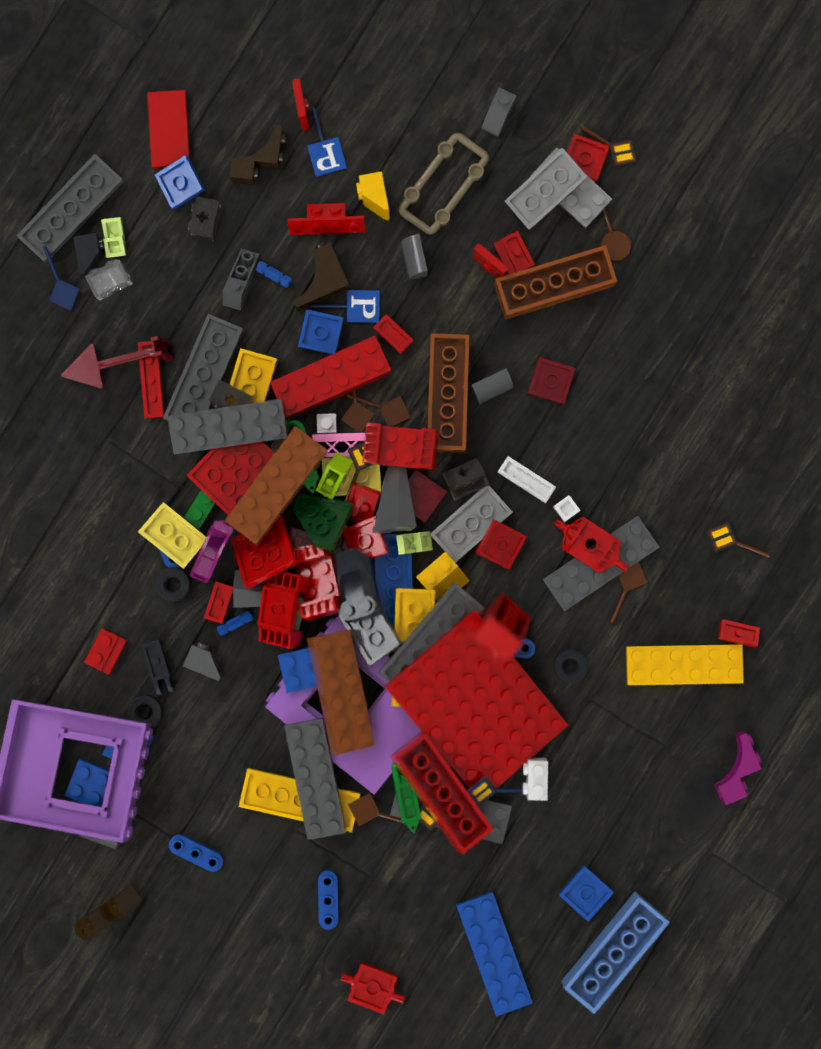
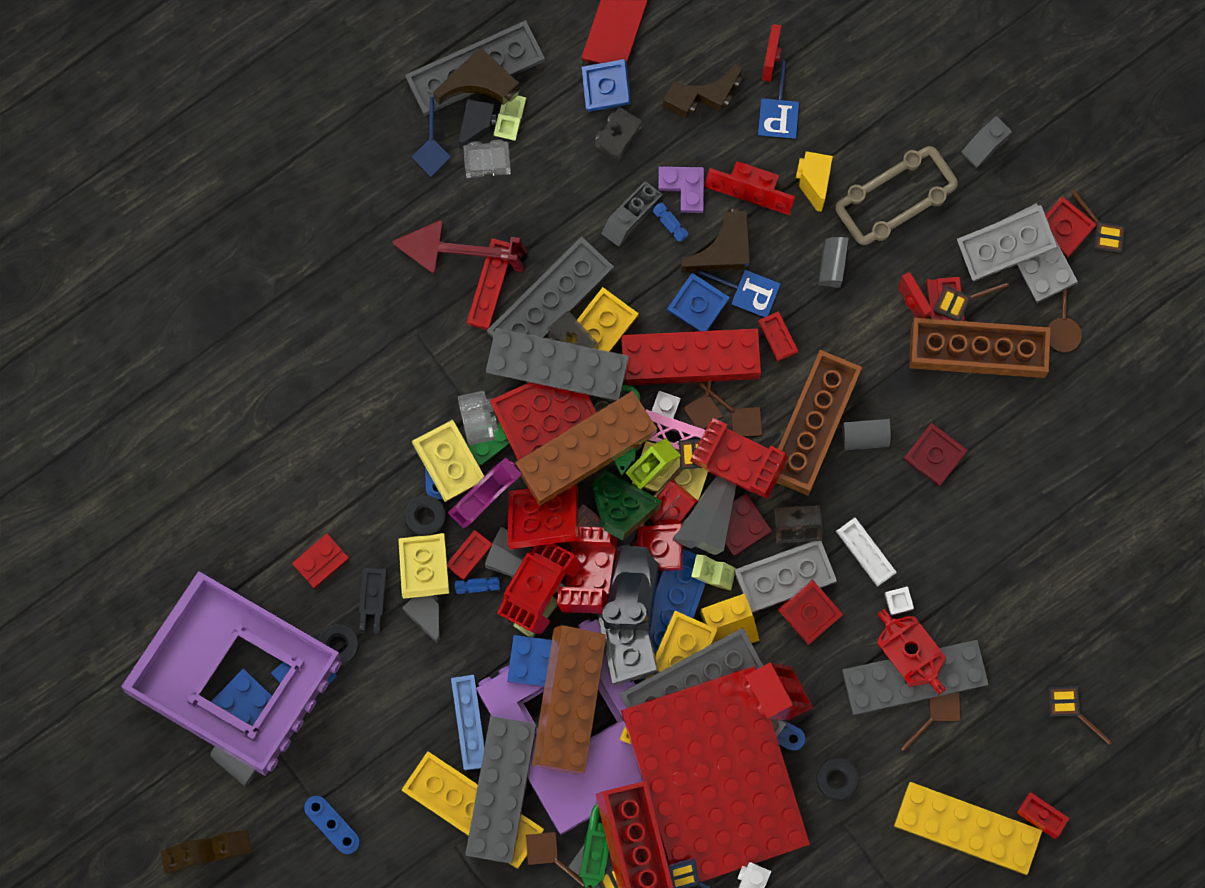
camera: 15 degrees right, 10 degrees down
(75, 213) = (479, 75): none -> dark brown arch
(181, 492) = (476, 417): none -> clear brick
(186, 626) = (423, 566): none -> light yellow plate
(269, 732) = (468, 721): none -> medium blue plate
(275, 236) = (688, 181): none -> medium lavender plate
(521, 253) = (954, 303): none -> piece

